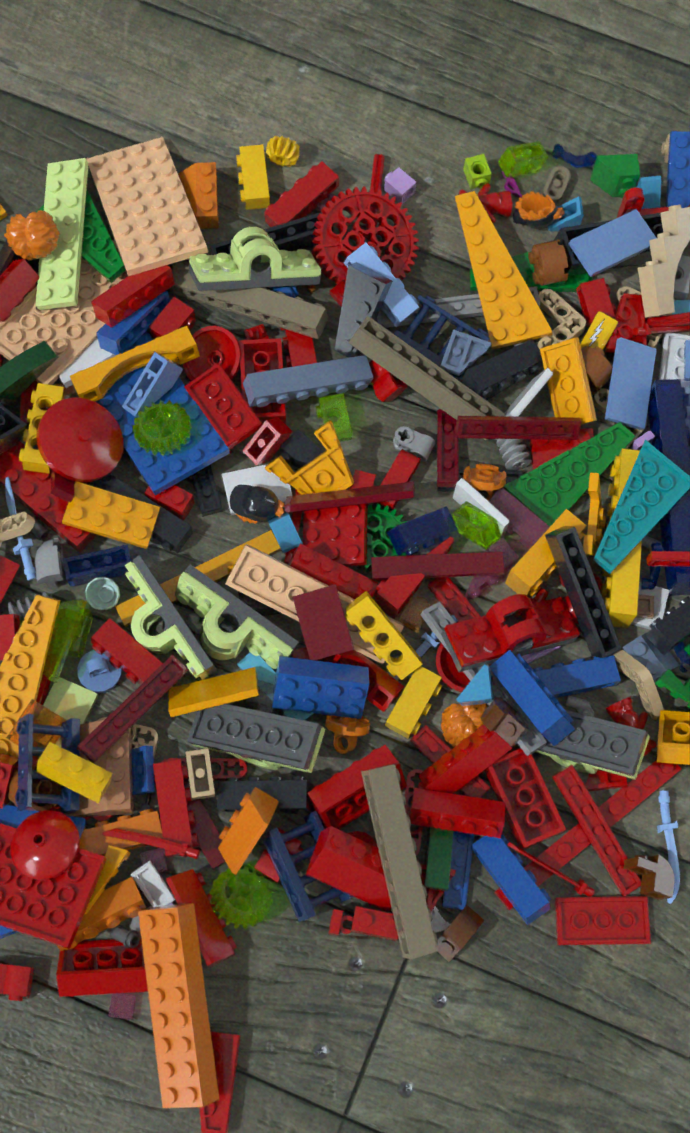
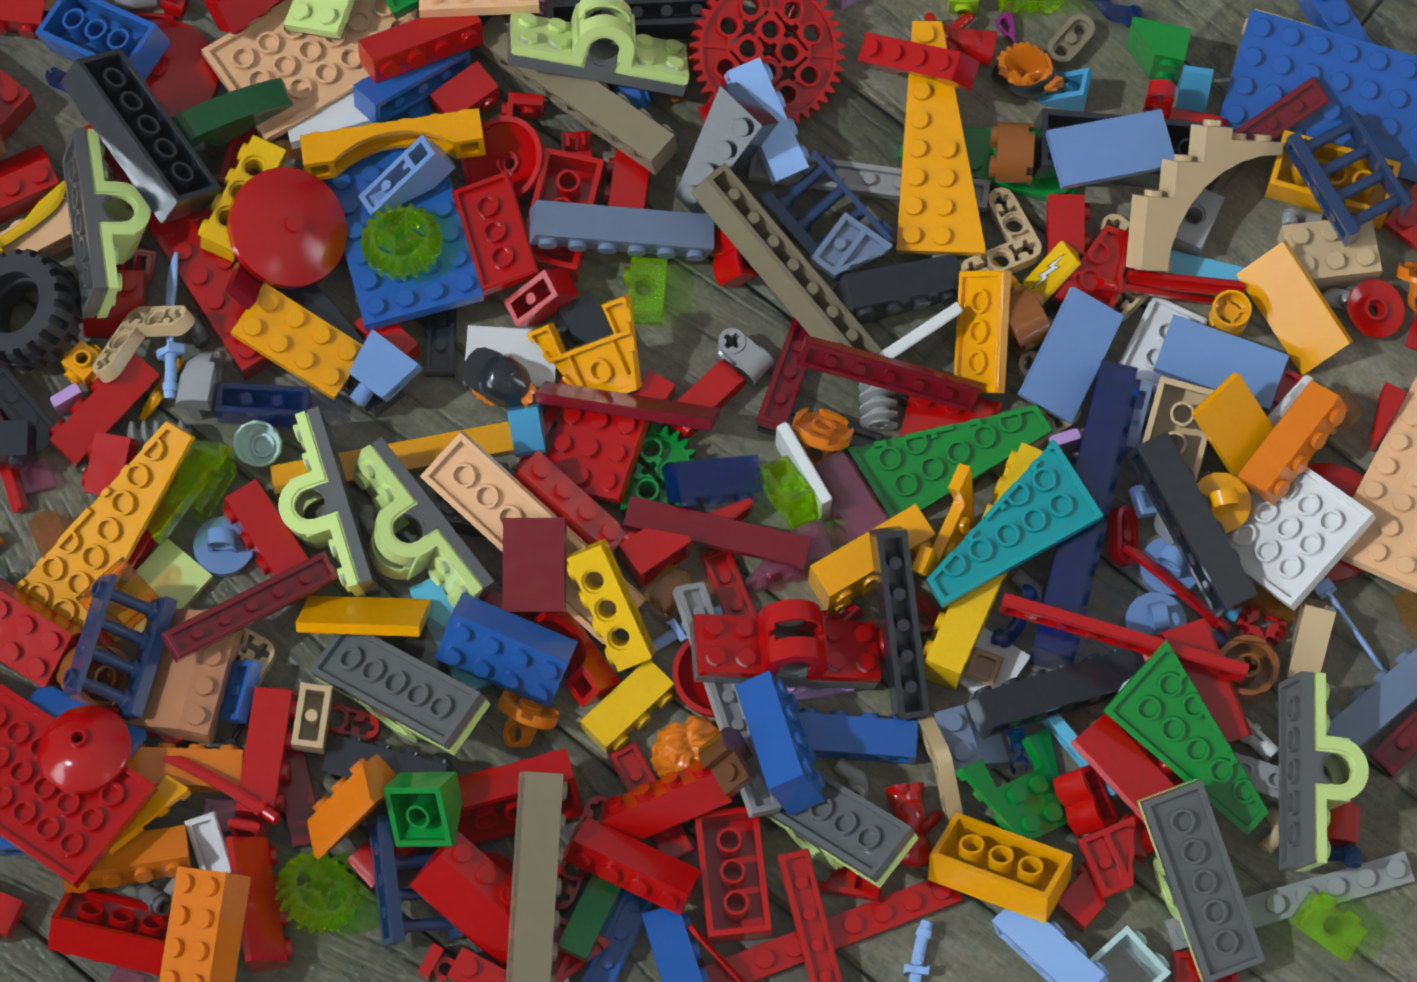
camera: 20 degrees right, 0 degrees up
(21, 580) = (156, 396): none -> light orange hand
(74, 772) = (147, 666): yellow brick -> none
(174, 518) = (381, 370): none -> medium blue torso
(177, 865) = (248, 826): none -> red slope
(214, 317) = (524, 104): none -> red bracket
(302, 816) = (424, 808): none -> green slope
(478, 690) = (711, 711): dark azure slope -> none
(484, 217) = (919, 59): none -> red arch

